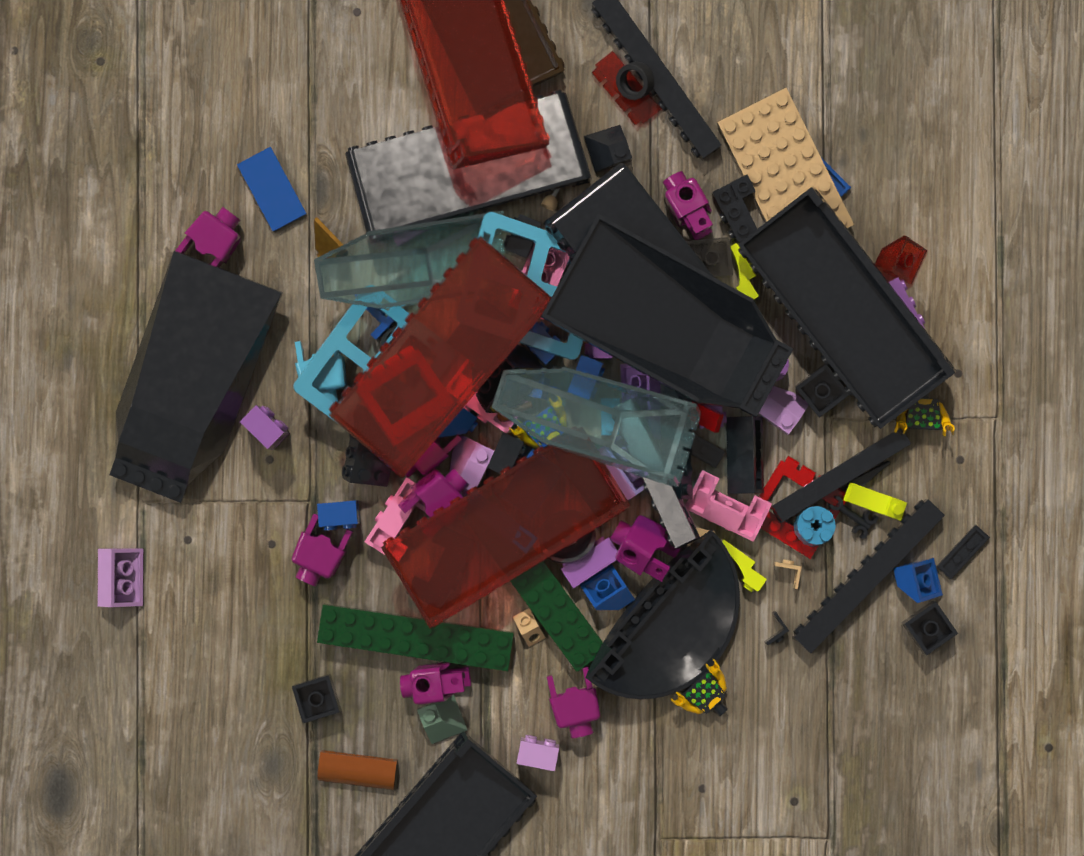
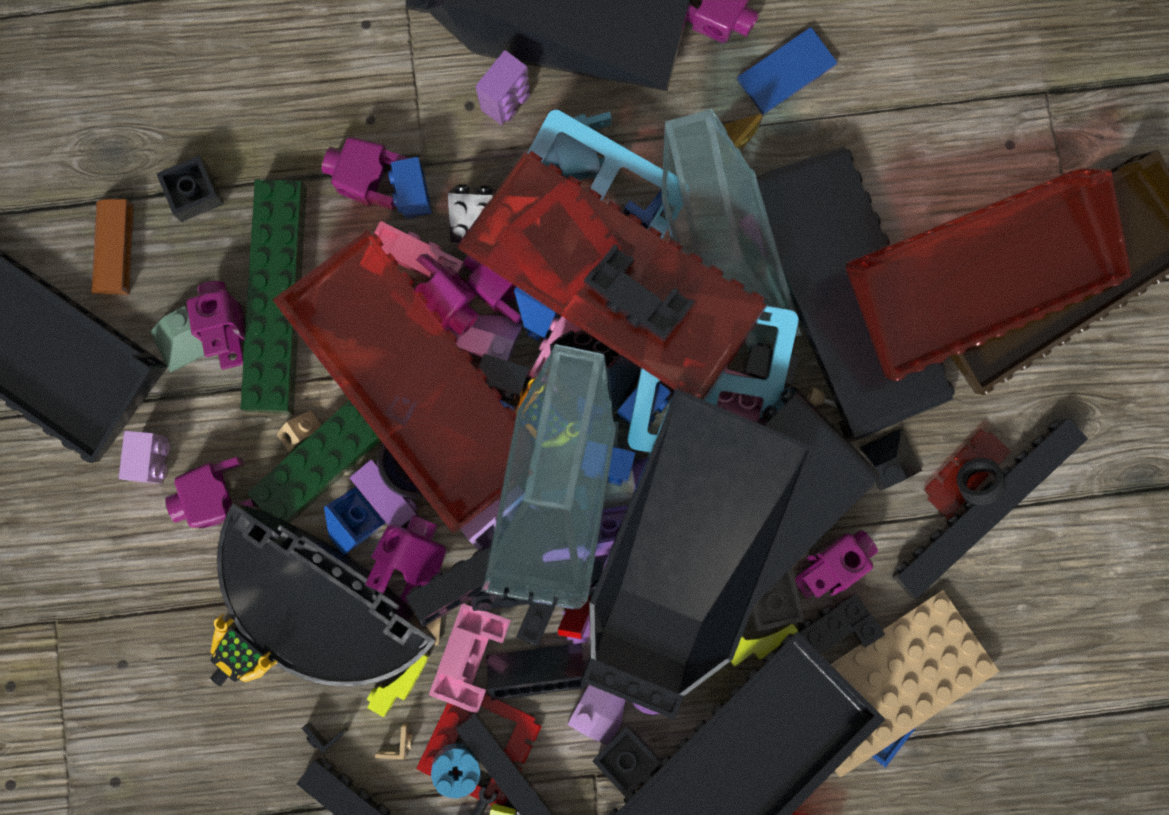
camera: 80 degrees right, 5 degrees down
(466, 341) = (633, 300): none -> black bracket

